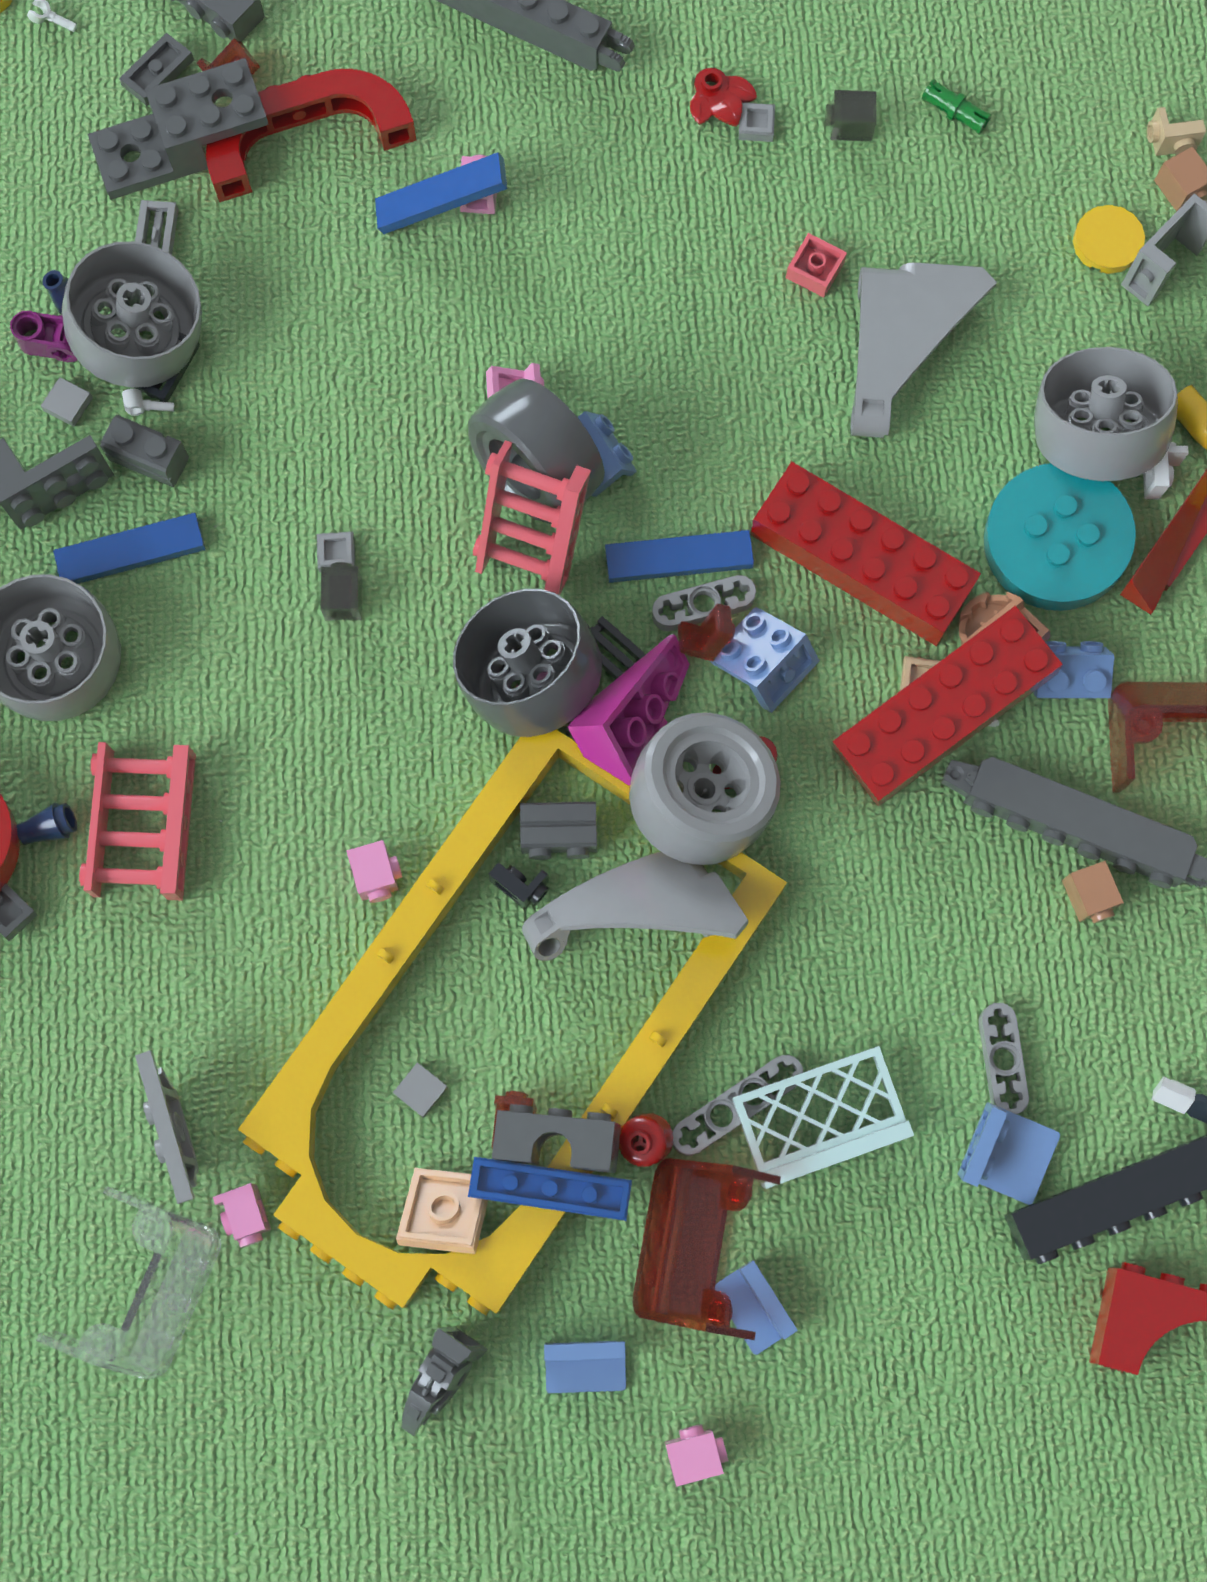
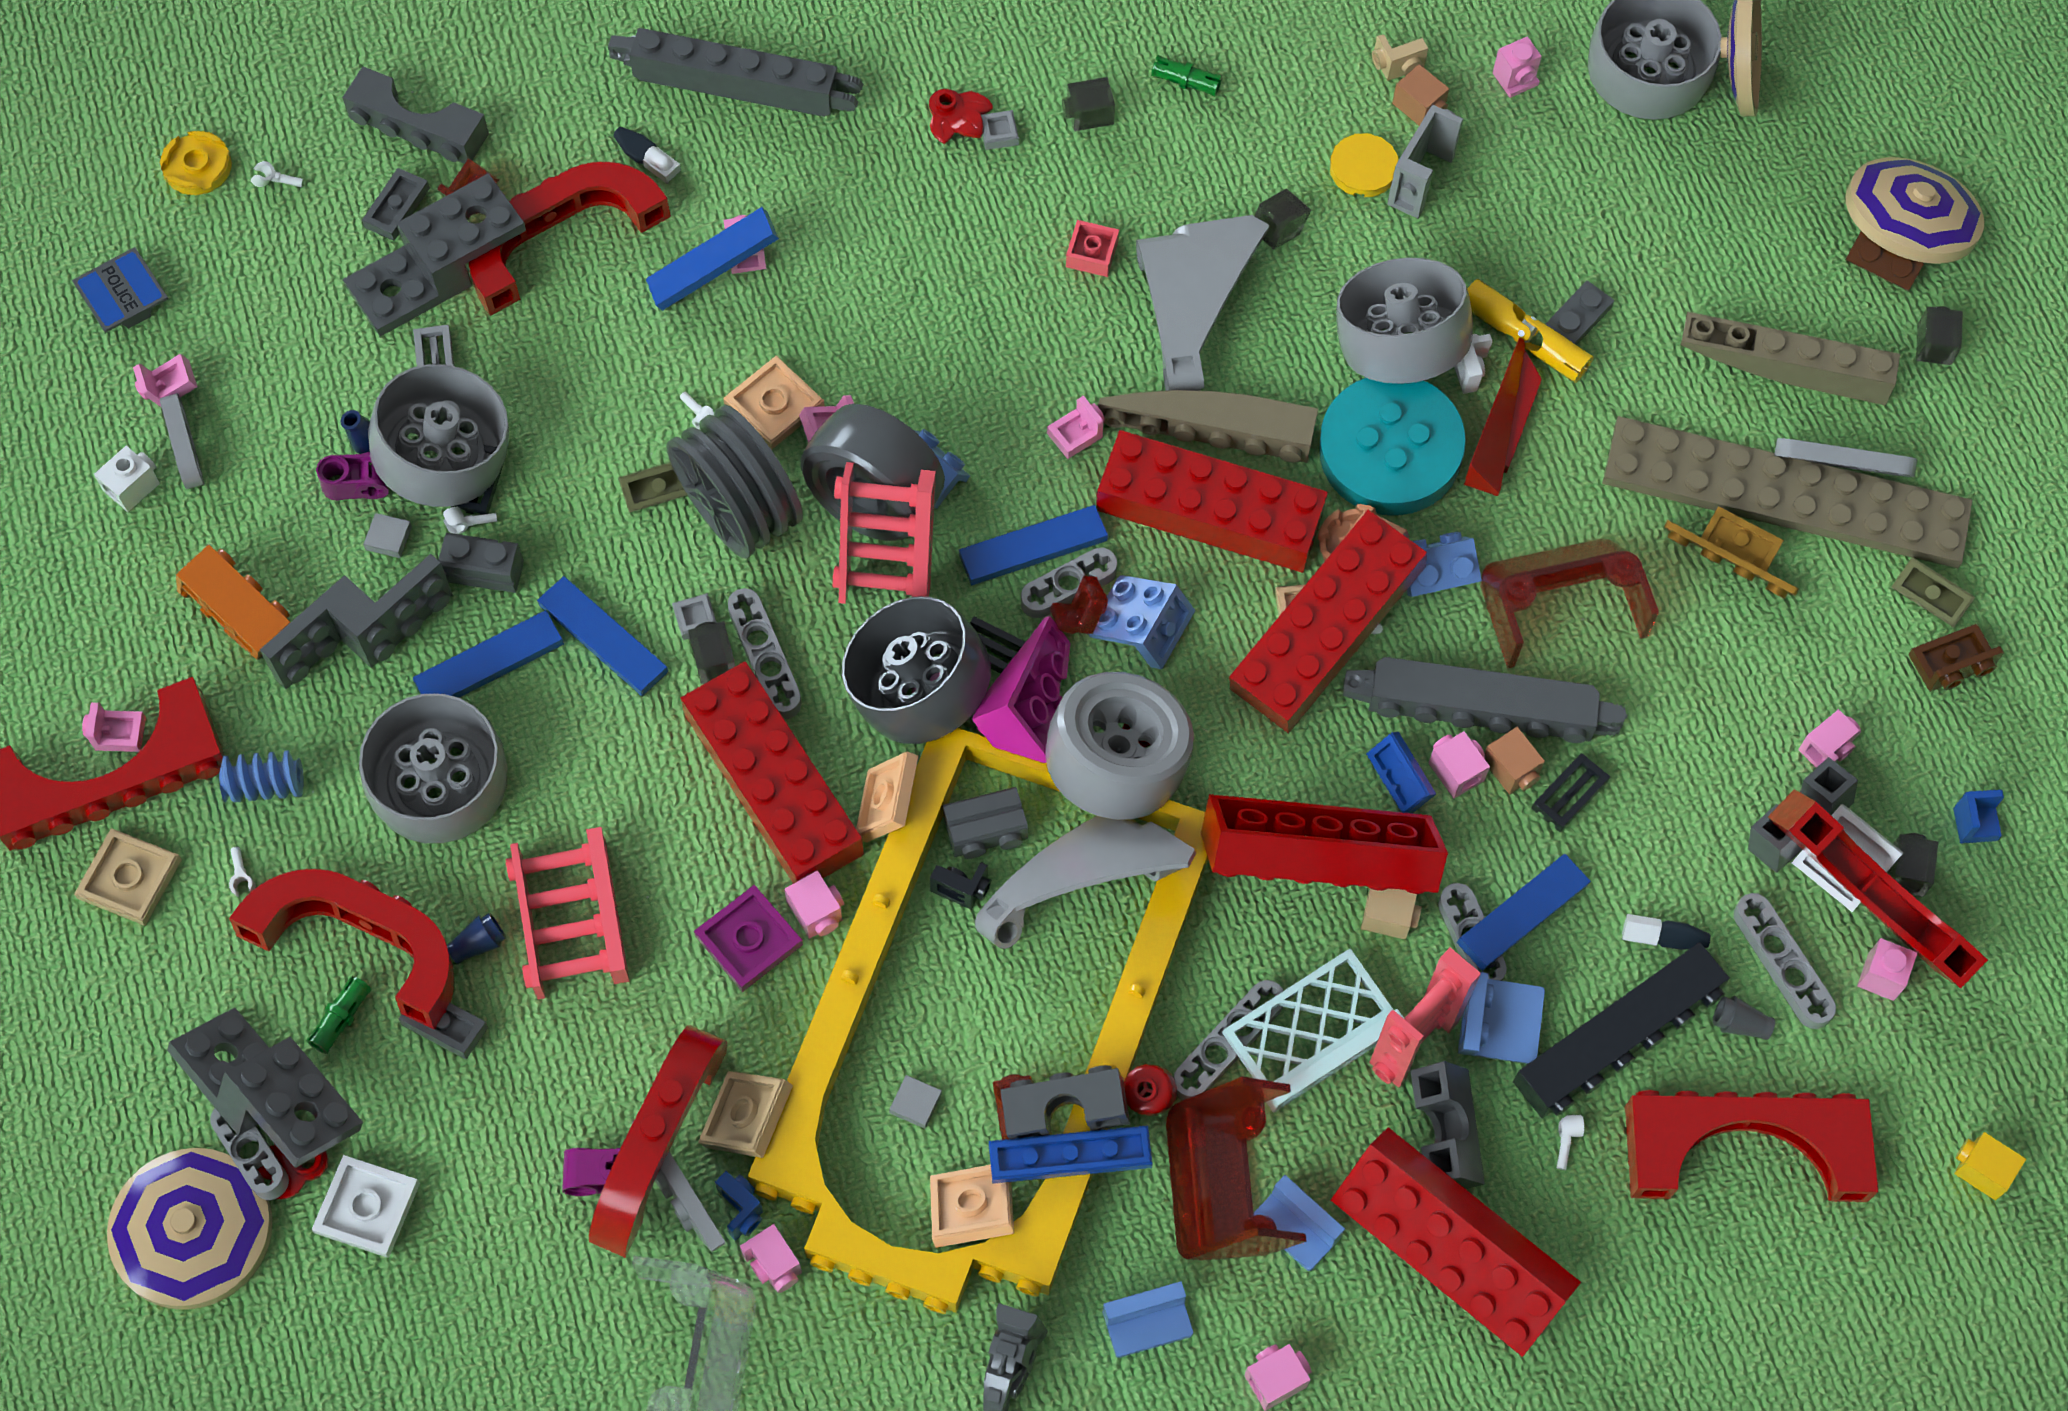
camera: 15 degrees left, 10 degrees down
(99, 1084) = (586, 1170): none -> magenta piece
(121, 1109) = (622, 1202): none -> red arch
(229, 1143) = (740, 1195): none -> blue bracket
(243, 550) = (602, 636): none -> blue tile
(253, 1065) = (745, 1114): none -> tan tile
(302, 888) = (748, 938): none -> magenta plate
(334, 409) = (650, 486): none -> olive slope
(365, 731) = (772, 775): none -> red brick
(391, 604) = (764, 653): none -> light grey beam
(395, 355) = (700, 411): none -> white hand
(400, 428) = (735, 481): none -> dark grey wheel
(409, 70) = (647, 153): none -> piece
(465, 351) = (773, 401): none -> light nougat tile
(468, 781) = (886, 796): none -> light nougat tile
(752, 448) = (1077, 428): none -> bright pink bracket
(879, 938) = (1323, 844): none -> red brick
(894, 471) = (1218, 419): none -> dark tan slope
(903, 1374) = (1455, 1241): none -> red brick
(927, 1279) = (1447, 1099): none -> dark grey arch
(929, 1015) = (1391, 912): none -> tan brick
(956, 1127) = (1440, 1007): none -> coral fence
(977, 877) = (1401, 773): none -> blue plate
(1014, 276) = (1284, 215): none -> clear smoke brick
(1037, 880) = (1459, 763): none -> bright pink brick
(1046, 1277) = (1568, 1127): none -> white hand
(1060, 1049) = (1523, 912): none -> blue tile
(1115, 953) = (1551, 814): none -> black tile

